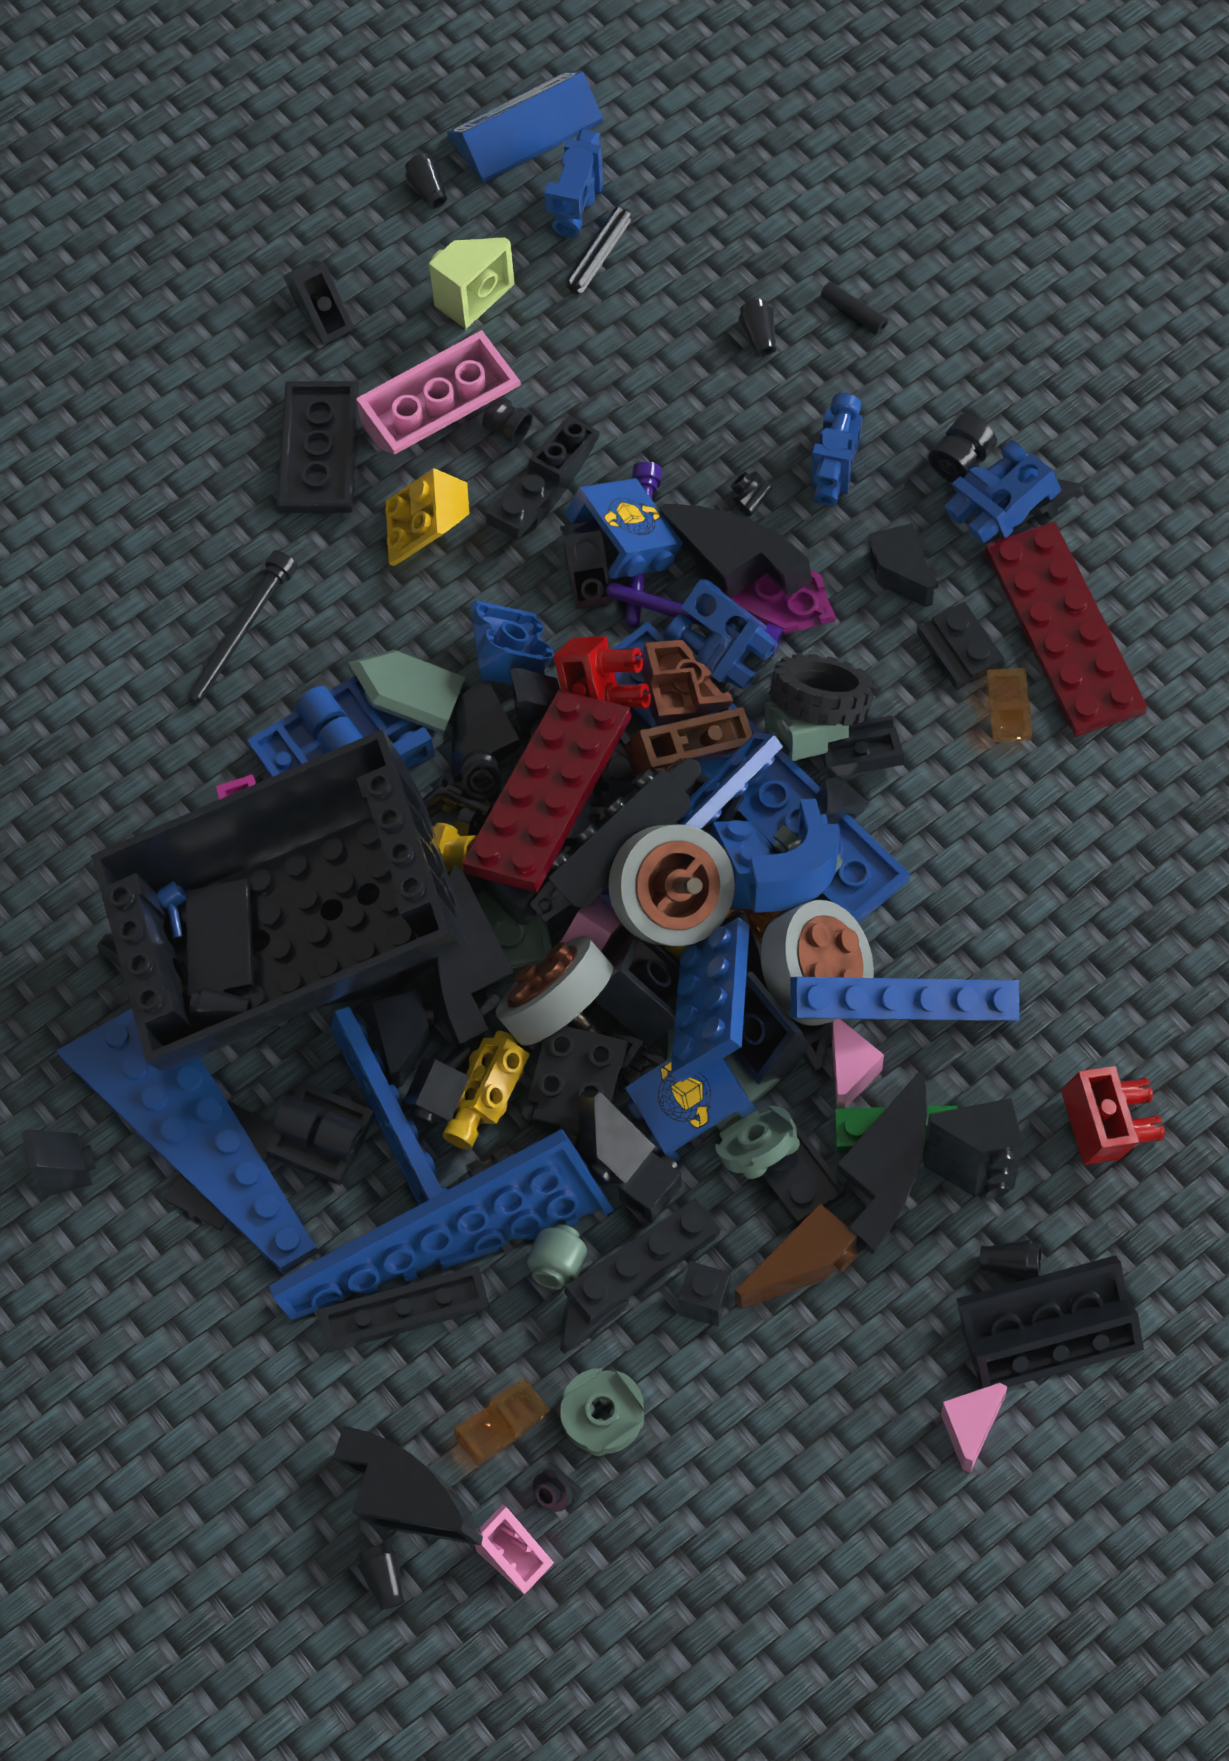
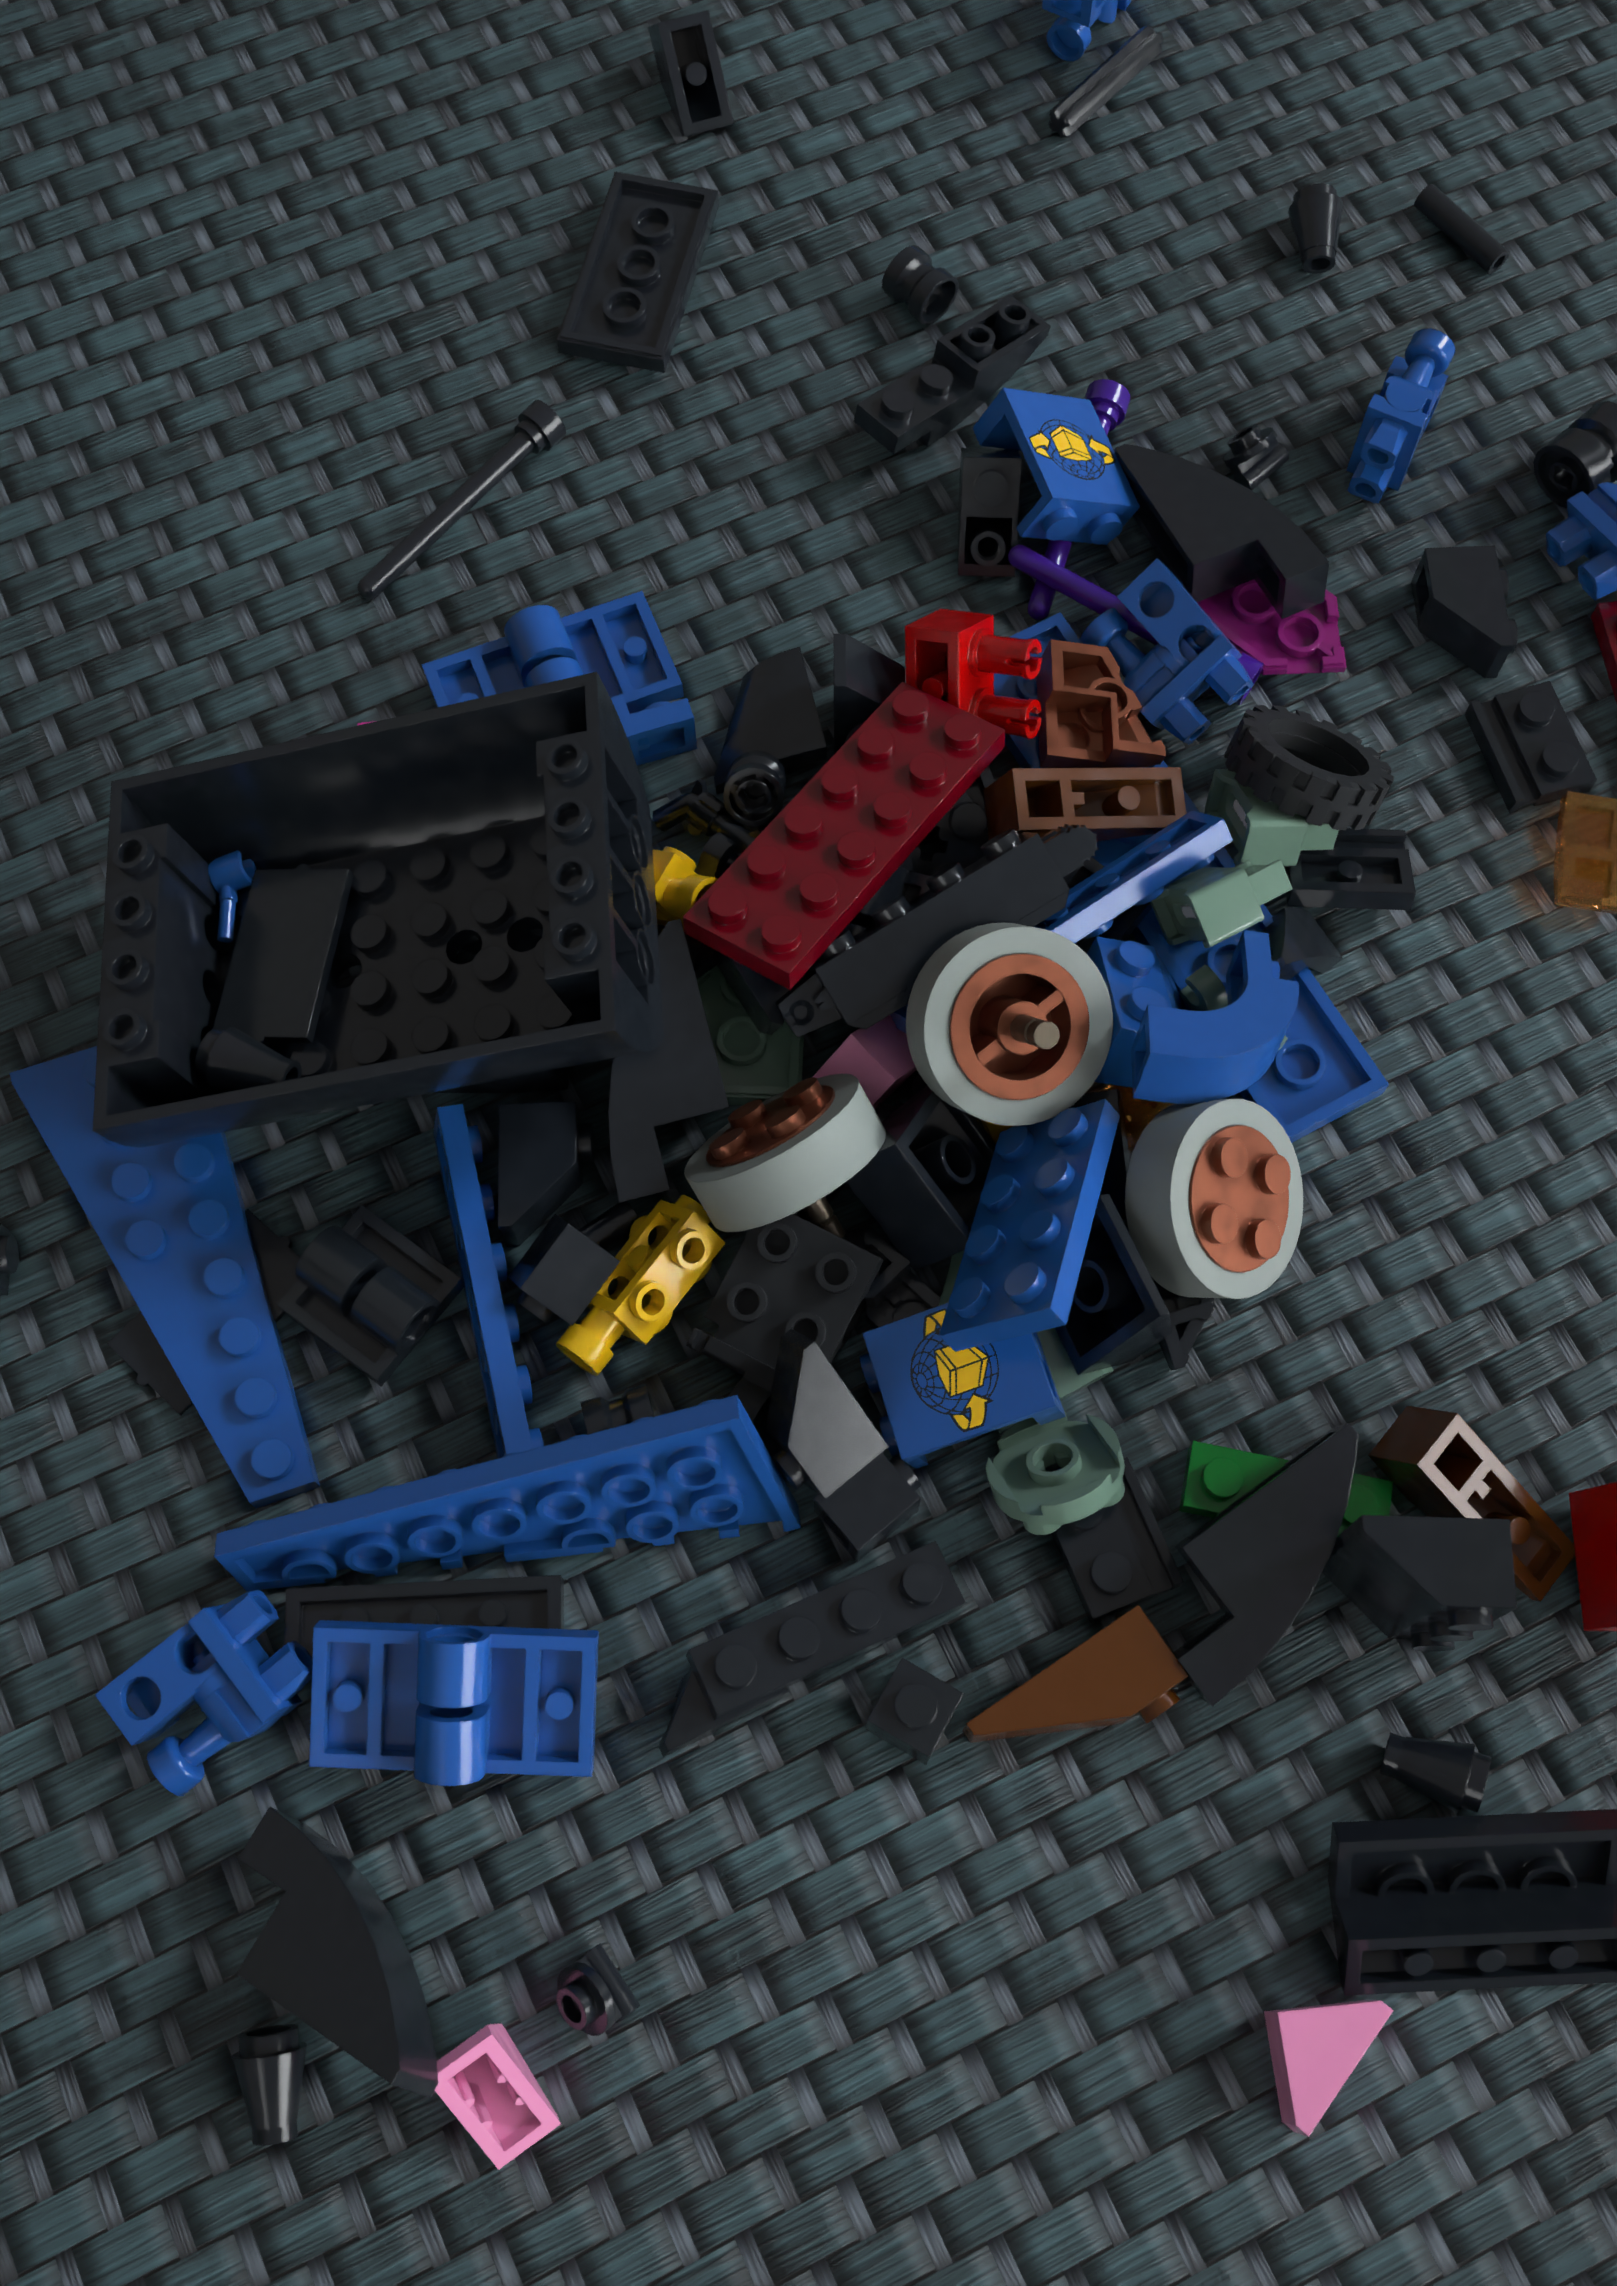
camera: 10 degrees right, 5 degrees up
(288, 1360) = (220, 1669): none -> blue hips
(409, 687) = (680, 637): sand green tile -> none
(424, 513) = (767, 390): yellow slope -> none
(434, 1346) = (453, 1700): none -> blue plate
(435, 393) = (822, 220): bright pink slope -> none
(471, 277) = (914, 74): yellowish green slope -> none
(502, 1422) = (534, 1851): clear orange slope -> none
(507, 641) = (843, 594): blue slope -> none
(556, 1256) = (689, 1590): sand green head -> none
(601, 1435) = (663, 1858): sand green plate -> none
(782, 785) = (1218, 901): none -> sand green piece
(854, 1063) = (1236, 1371): bright pink slope -> none
(904, 999) = (1343, 1290): blue plate -> none
(980, 1081) = (1455, 1475): none -> reddish brown slope

